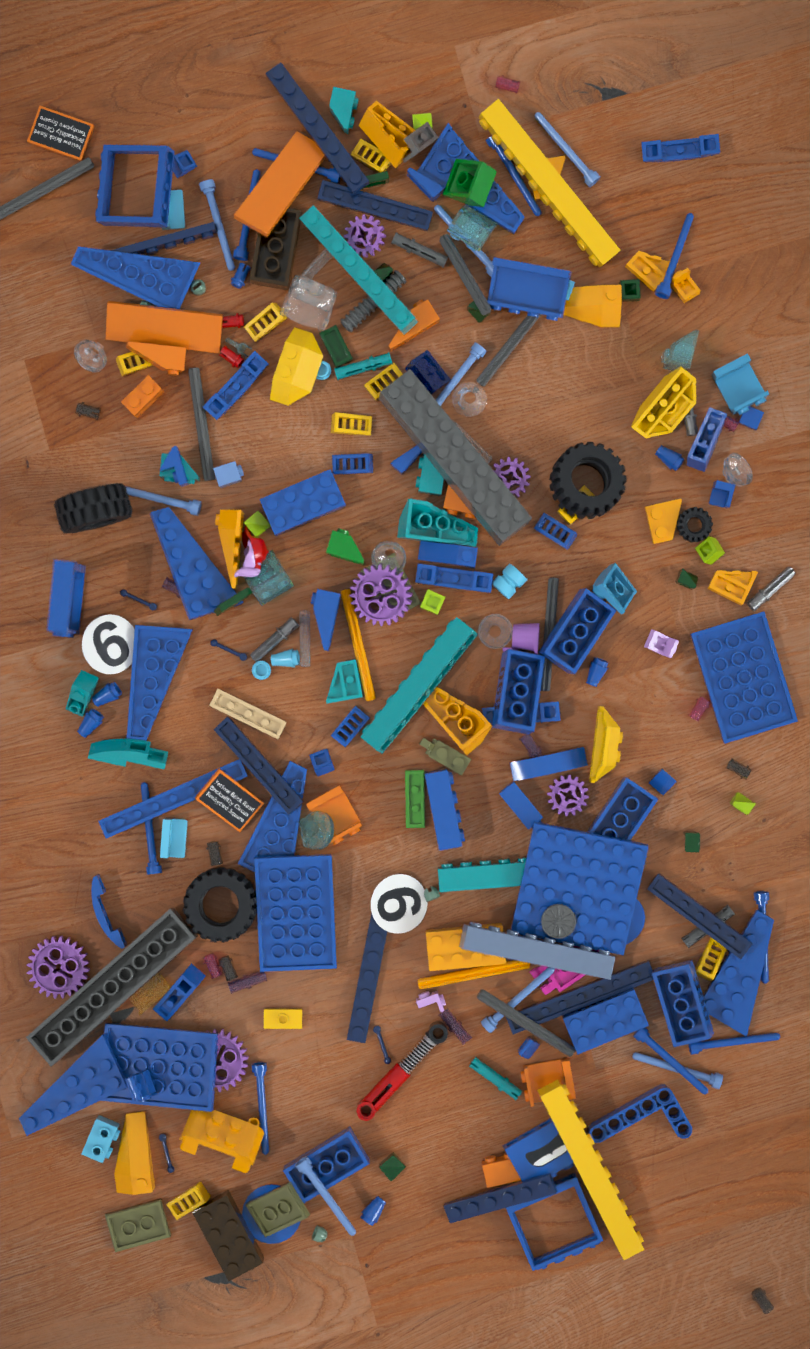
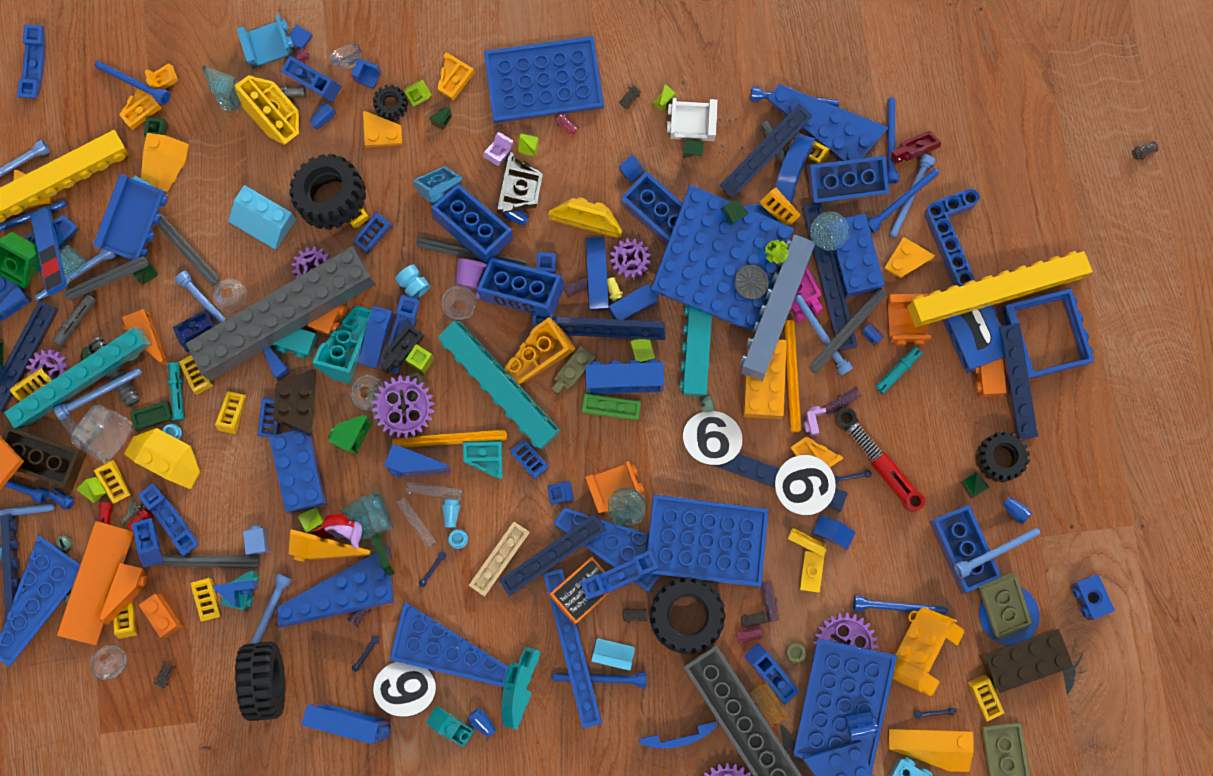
camera: 80 degrees left, 10 degrees down
(107, 694) = (455, 700): blue cone -> none
(180, 431) = (197, 596): none -> yellow slope
(203, 1013) = (795, 652): none -> olive tile
(209, 370) = (147, 542): none -> blue brick
(247, 834) = (620, 576): none -> blue slope
(253, 304) = (91, 489): none -> lime slope
(271, 626) = (416, 522): none -> clear axle
(276, 638) = (424, 512): flat silver axle -> none
(293, 1302) = (1102, 603): none -> blue brick
(310, 1010) = (807, 541): none -> yellow tile
(319, 1234) = (1034, 568): sand green hinge -> none
(324, 1034) = (834, 532): none -> blue slope
(325, 260) = (63, 410): none -> medium blue piece
(332, 218) = (20, 394): none -> yellow slope
(365, 1001) = (805, 485): none -> white sticker
(369, 488) = (296, 402): none -> dark brown wing
(395, 1006) = (809, 447): none -> light orange wing
(428, 1206) = (1016, 449): none -> black tyre
(439, 583) = (401, 348): none -> black hinge
(474, 822) = (642, 350): none -> lime panel
(481, 214) = (48, 250): none -> blue tile
(491, 788) = (612, 328): none -> dark blue plate
(533, 783) = (613, 289): none -> light yellow pin
(552, 415) = (260, 217): none -> medium azure slope
(593, 942) = (776, 251): none -> lime gear
(612, 1072) = (907, 258): none -> light orange wing
(623, 992) = (829, 231): none -> clear light blue tile
(625, 671) = (519, 186): none -> wing
(626, 894) = (734, 212): none -> dark green slope
(652, 937) = (771, 207): none -> light orange slope
(671, 673) = (528, 145): none -> lime slope
(685, 945) = (792, 166): none -> blue slope
(723, 836) = (692, 120): none -> white panel
(728, 1067) = (915, 147): none -> dark red hinge
(764, 594) = (468, 49): flat silver axle -> none

